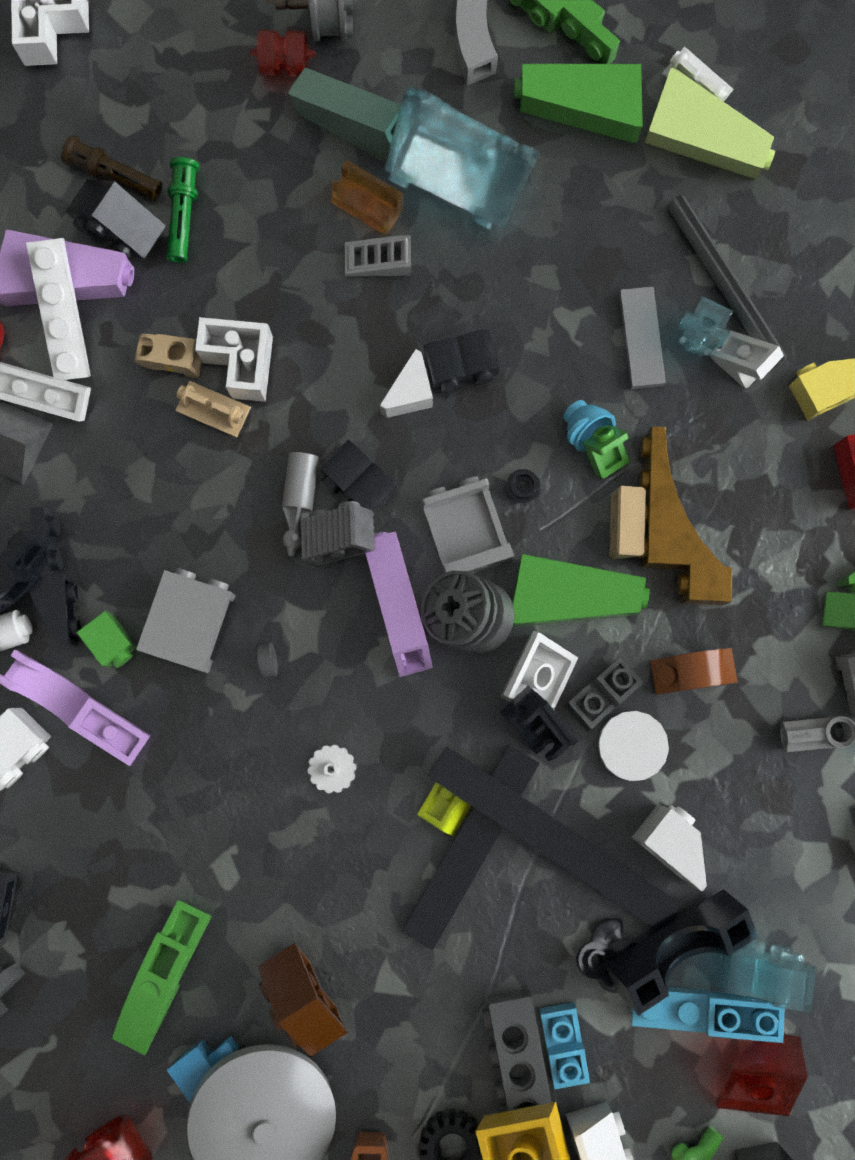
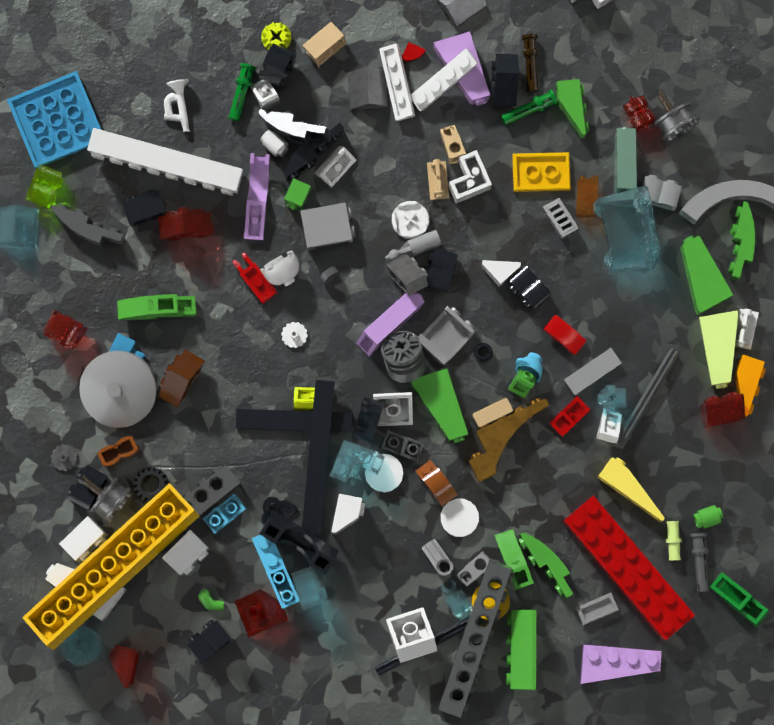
camera: 60 degrees right, 0 degrees up
(49, 850) = (185, 223): none -> clear red brick
(98, 555) = (335, 166): none -> white slope
(208, 783) = (255, 280): none -> red hinge
(214, 143) = (569, 98): none -> bright green slope
(215, 732) = (281, 269): none -> white cylinder
(250, 485) = (410, 219): none -> white tile
(289, 247) = (541, 172): none -> yellow tile
(428, 74) = (662, 193): none -> light grey brick
(561, 346) = (564, 334): none -> red slope
(588, 787) = (353, 459): none -> clear light blue brick
(692, 408) = (570, 416): none -> red slope
(767, 664) = (459, 517): none -> white tile
(787, 120) = (746, 379): none -> light orange slope
(808, 174) = (723, 410): none -> clear red slope

